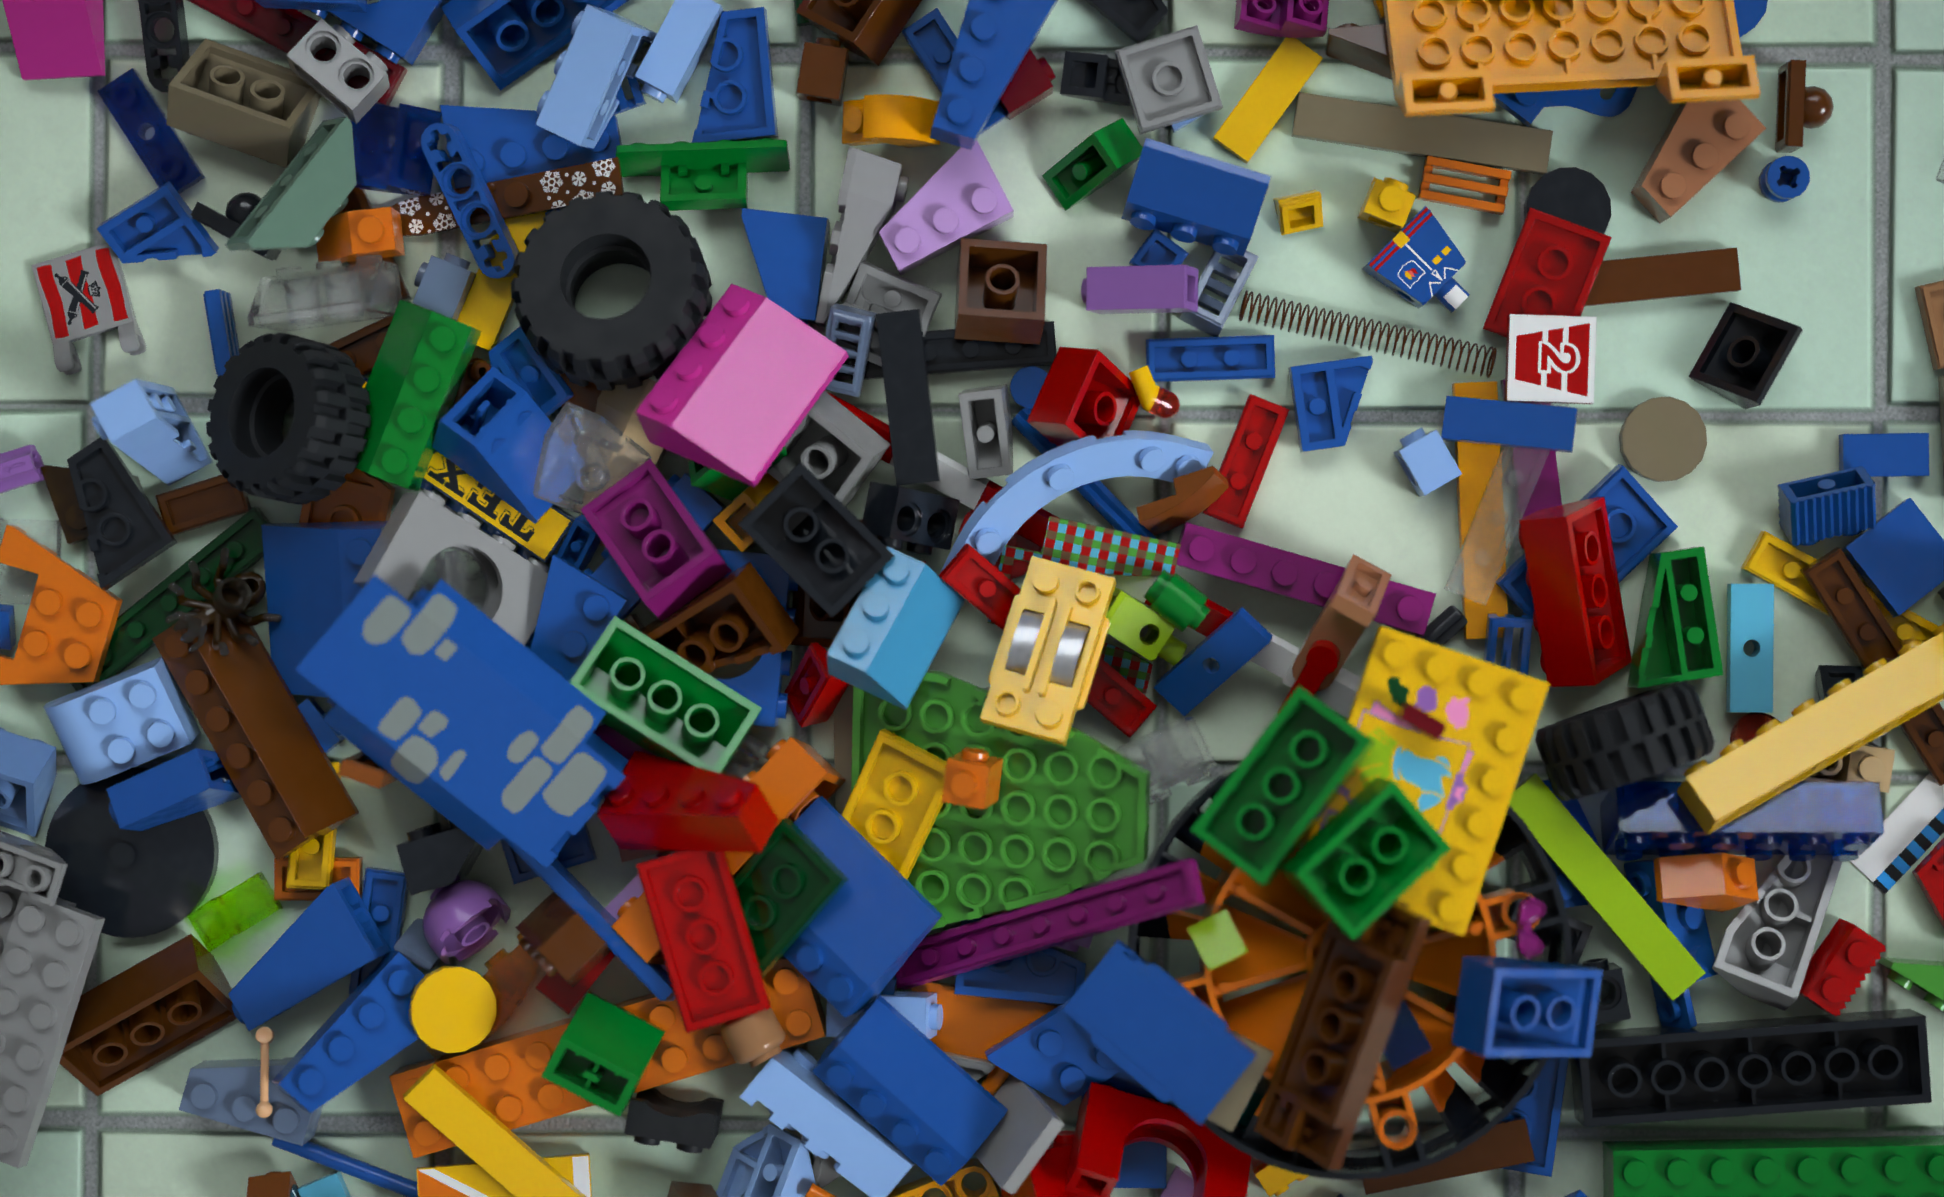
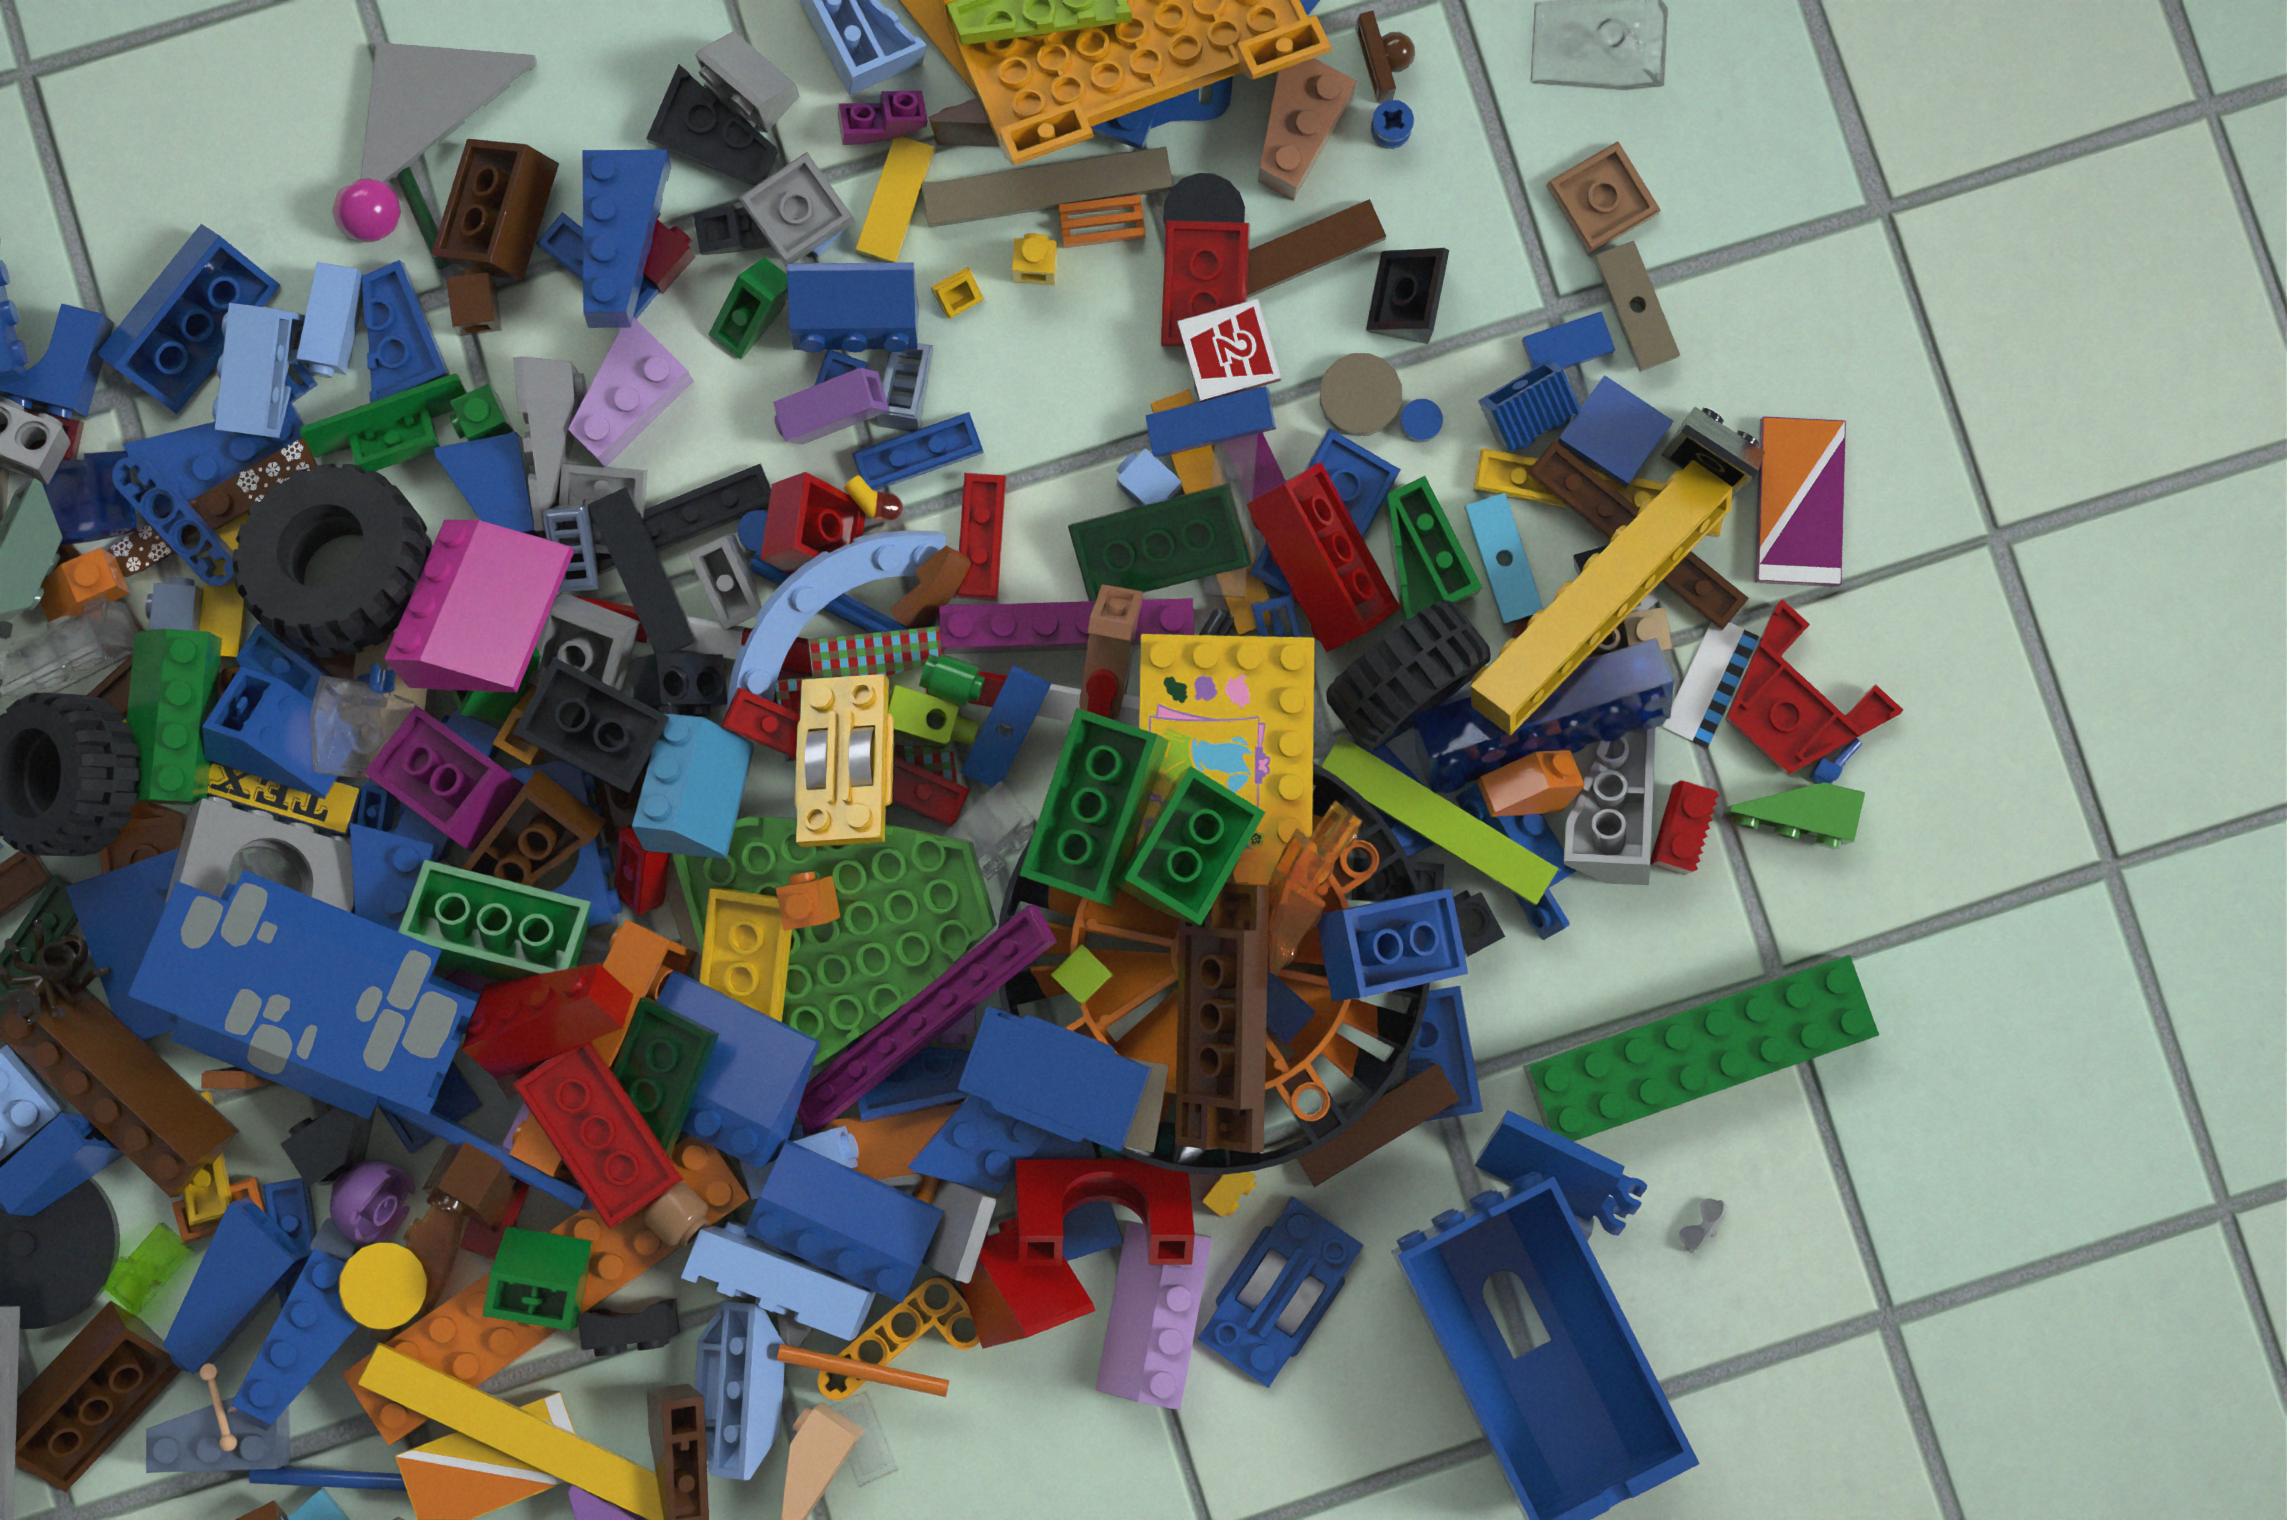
camera: 15 degrees left, 5 degrees down
(324, 733) = (179, 1061): blue piece -> none
(623, 423) = (379, 680): none -> blue hand
(795, 188) = (480, 415): none -> green brick
(889, 120) = (547, 325): light orange brick -> none
(1000, 291) = (699, 449): reddish brown brick -> none
(1245, 302) = (984, 383): reddish brown piece -> none
(1326, 400) = (1037, 455): blue wing -> none
(1420, 721) = (1202, 707): dark red tile -> none
(1421, 264) = (1082, 304): blue torso -> none
(1421, 528) = (1161, 542): none -> dark green tile
(1462, 916) = (1299, 871): none -> clear orange slope
(1526, 941) = (1373, 884): magenta piece -> none
(1714, 484) = (1421, 420): none -> blue tile
(1753, 1068) = (1632, 947): black brick -> none

